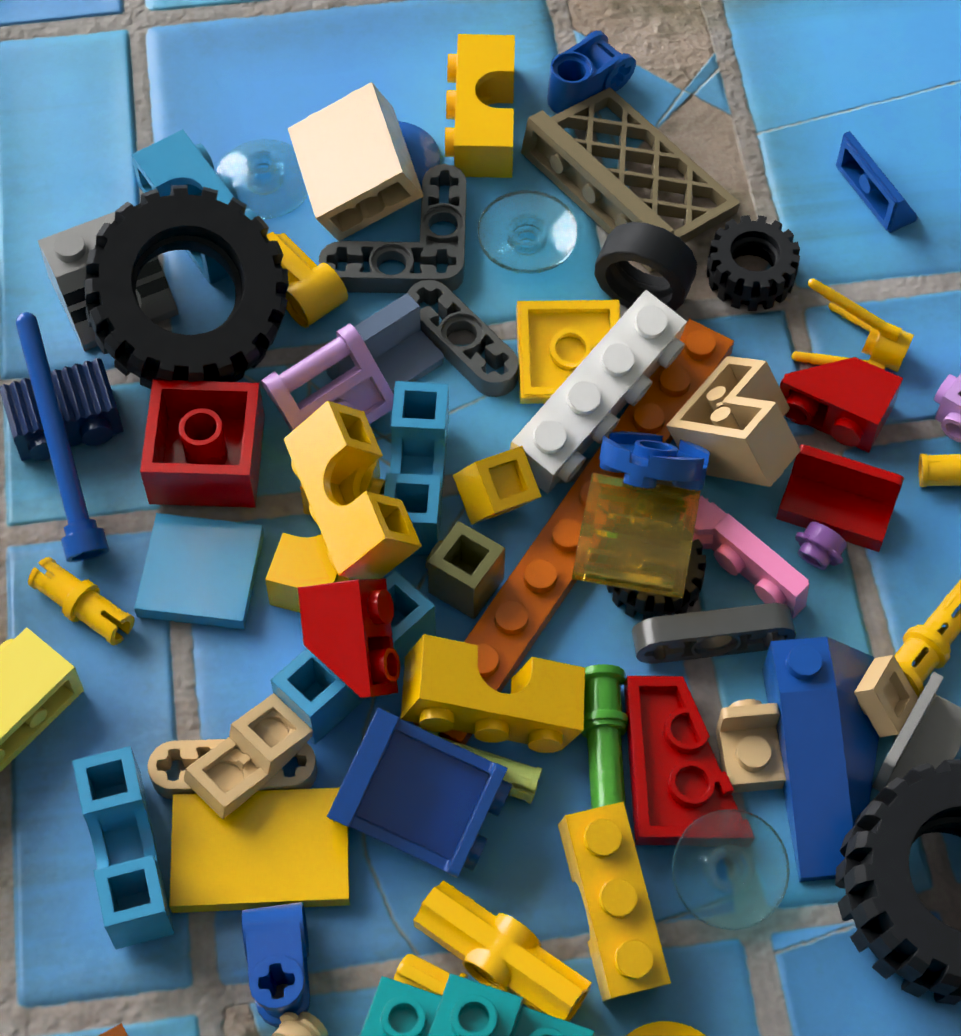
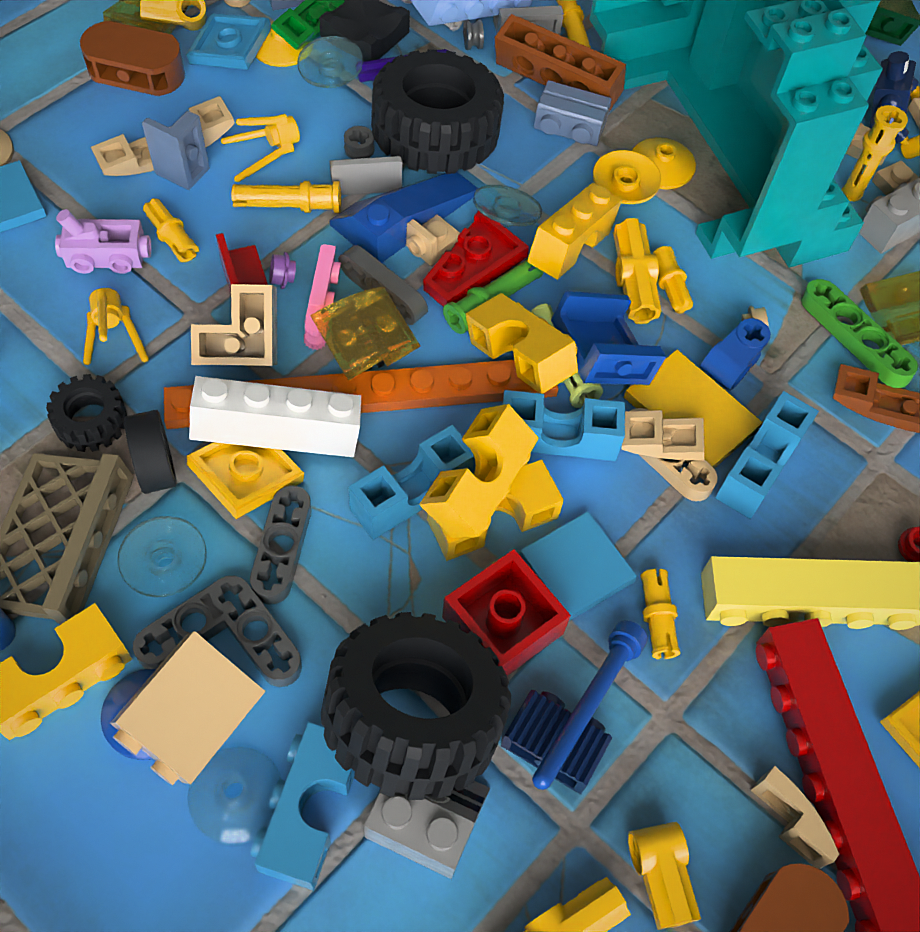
camera: 135 degrees left, 0 degrees up
(311, 288) = (314, 666): yellow piece -> none
(352, 633) = (563, 409): red slope -> none
(358, 388) = (403, 568): lavender plate -> none
(395, 344) = (336, 578): sand blue panel -> none
(465, 569) = (456, 403): olive brick -> none
(496, 485) = (388, 430): yellow brick -> none
(648, 459) = (327, 340): blue plate -> none
(842, 400) = (167, 303): red slope -> none
(886, 696) = (359, 189): tan plate -> none

